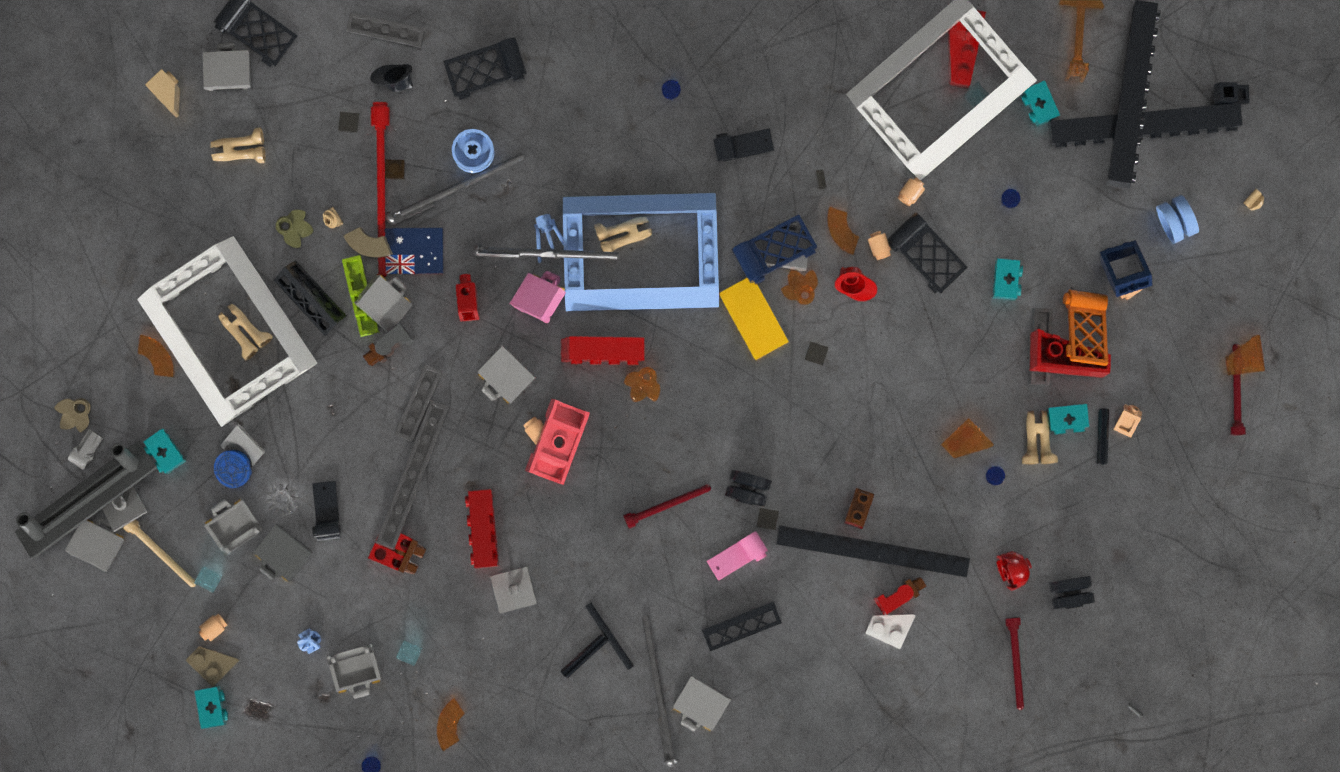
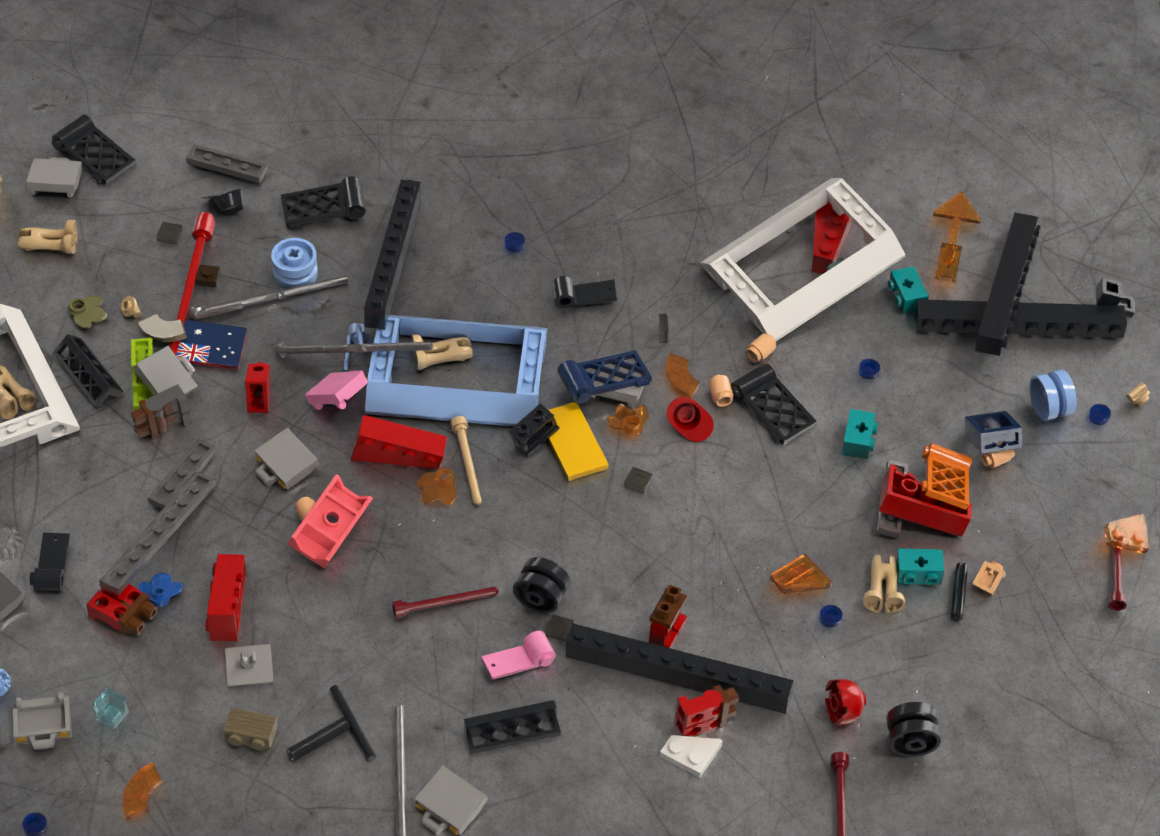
camera: 10 degrees right, 35 degrees down
(423, 522) = (160, 589): none -> blue plate
(527, 656) = (250, 729): none -> dark tan brick
(563, 134) = (392, 255): none -> black brick
(653, 318) = (459, 426): none -> tan piece
(719, 318) = (534, 430): none -> black hinge
(1219, 223) = (1099, 414): none -> clear blue tile

